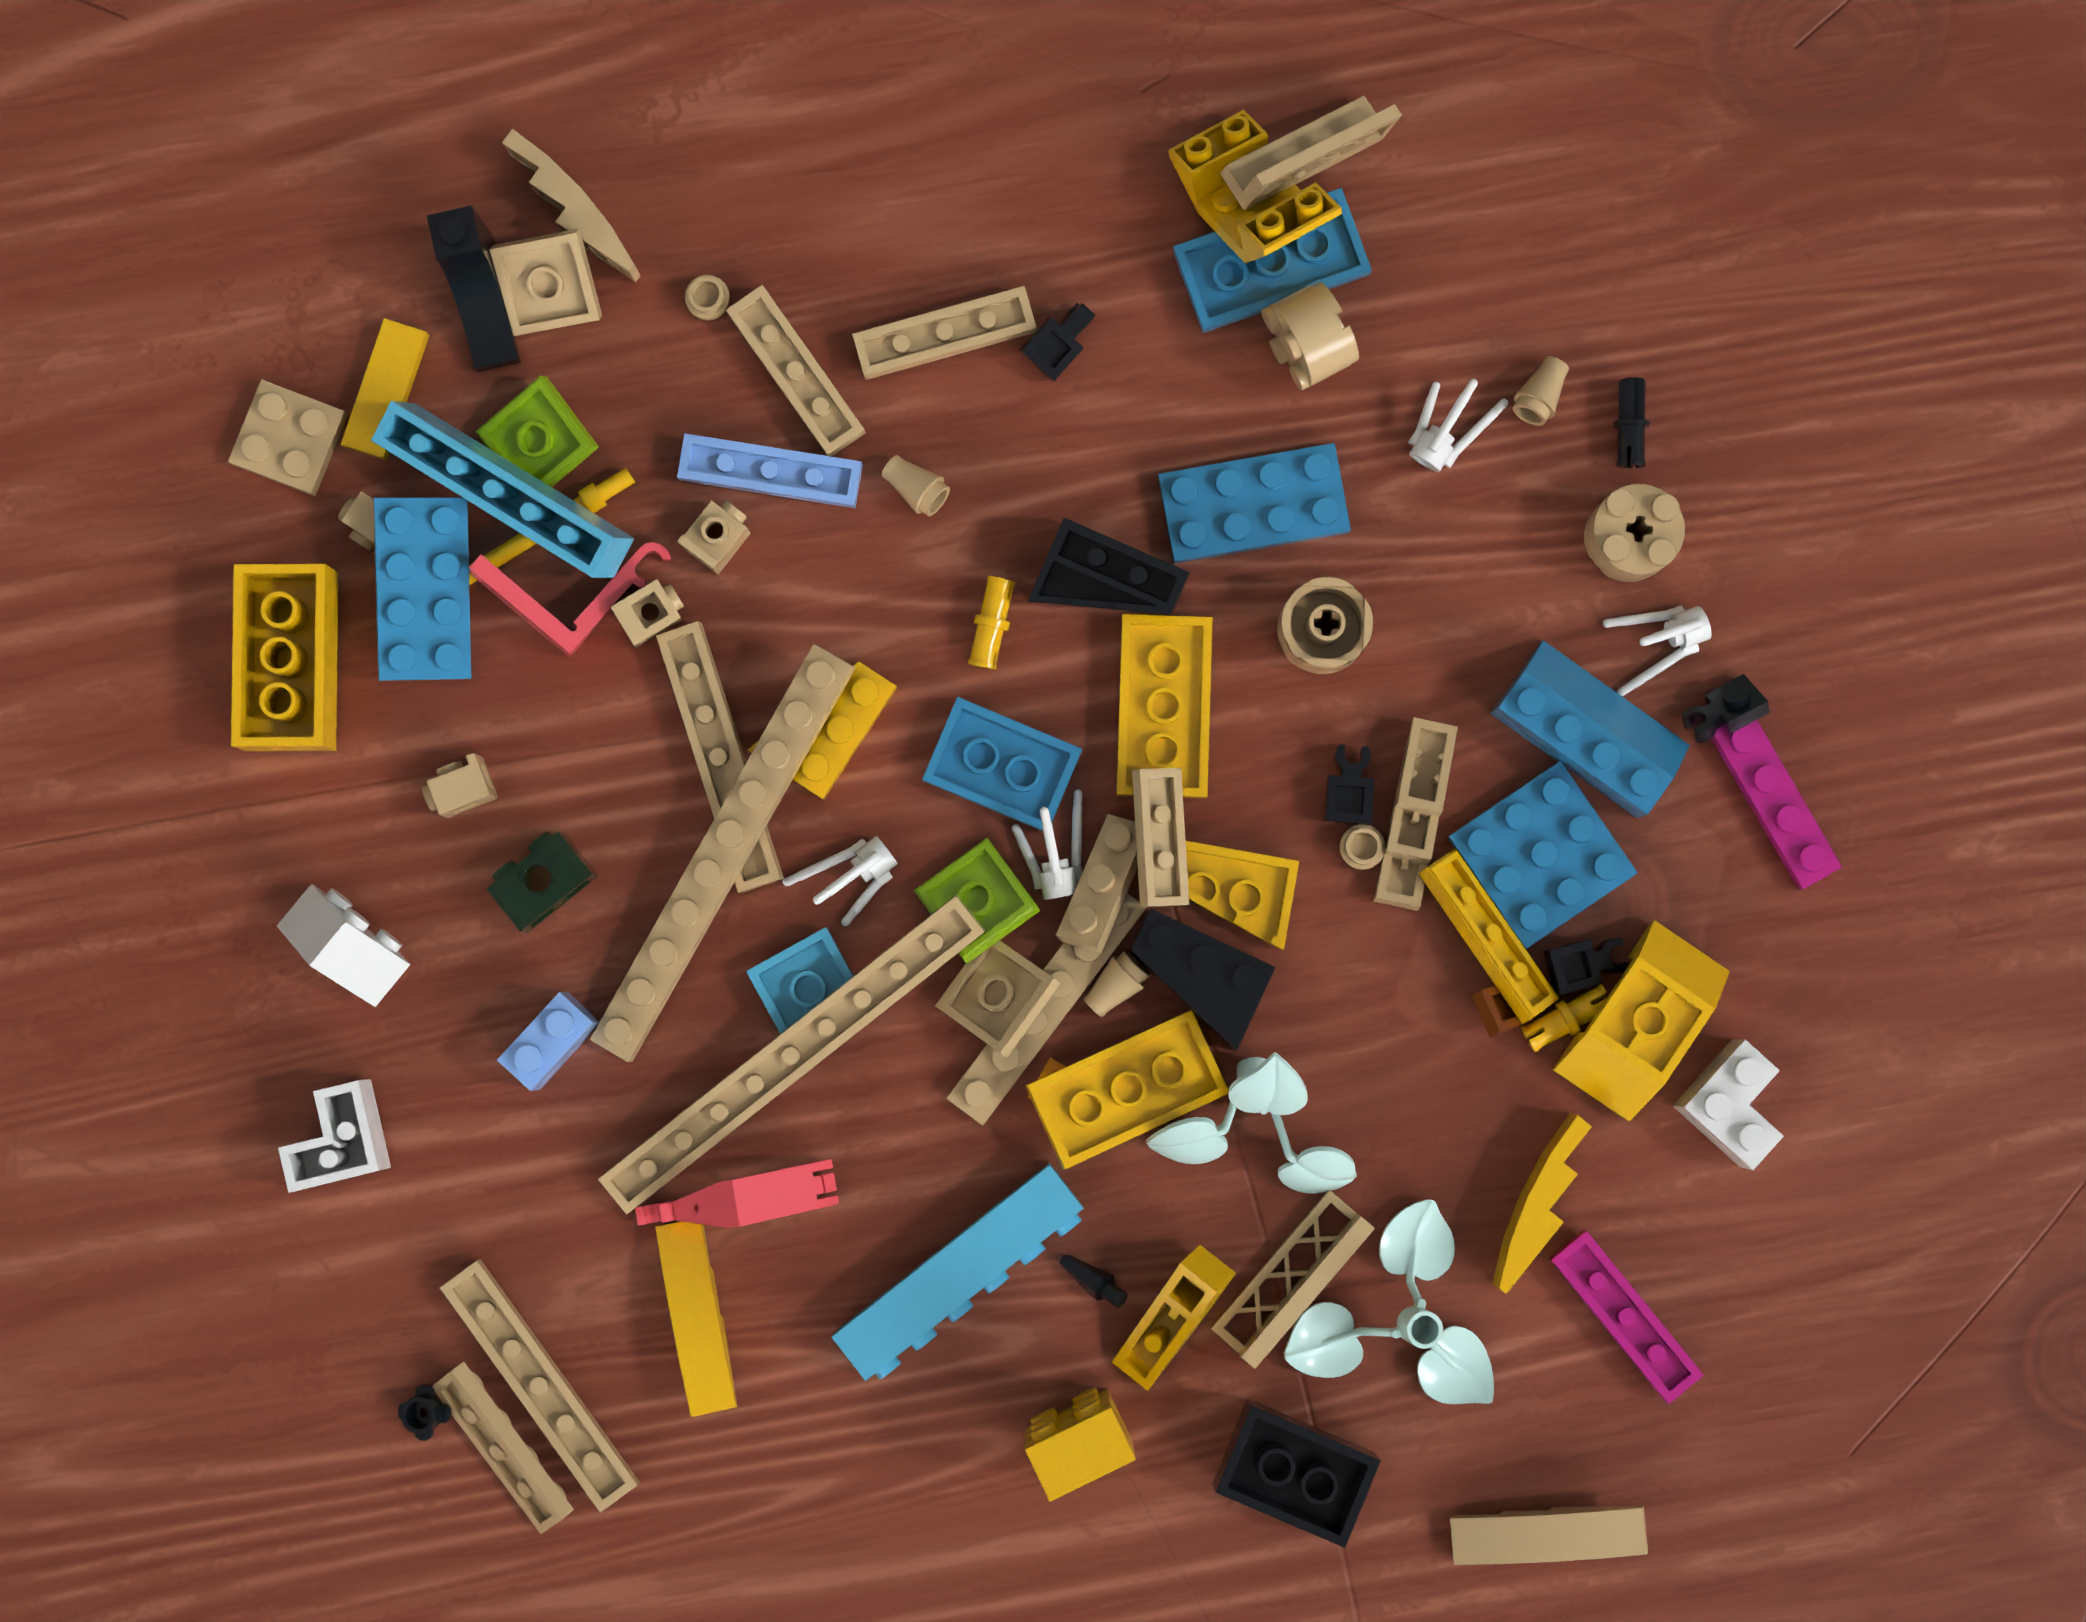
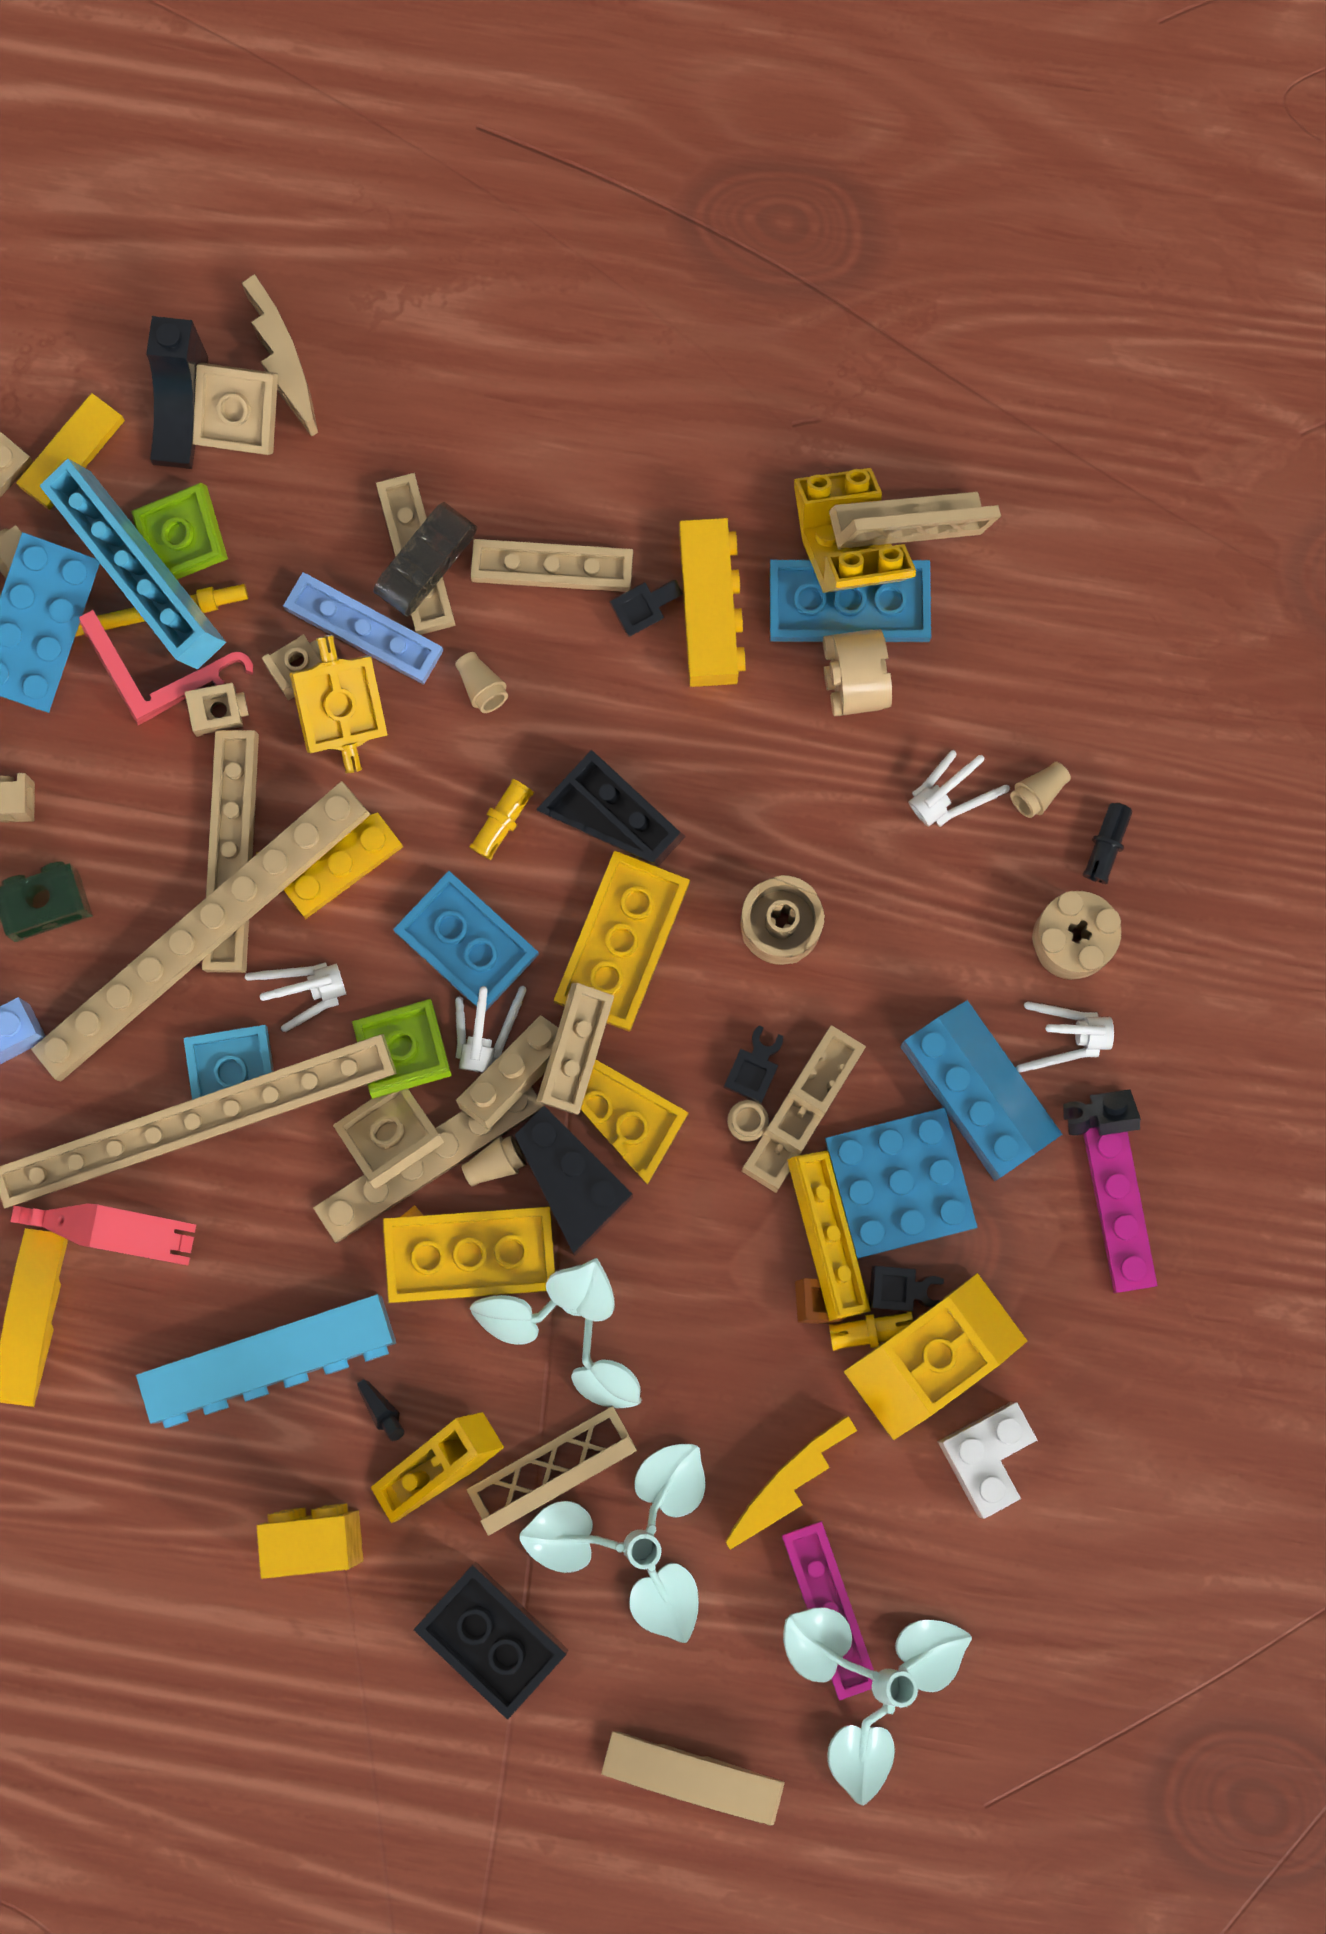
camera: 20 degrees right, 5 degrees down
(707, 297) = (365, 468): tan plate -> none
(776, 561) = (338, 704): none -> yellow plate
(811, 374) = (425, 559): none -> clear smoke beam
(1125, 313) = (709, 602): none -> yellow brick
(1254, 503) = (761, 798): dark azure plate -> none
(1745, 1326) = (931, 1659): none -> light aqua plant

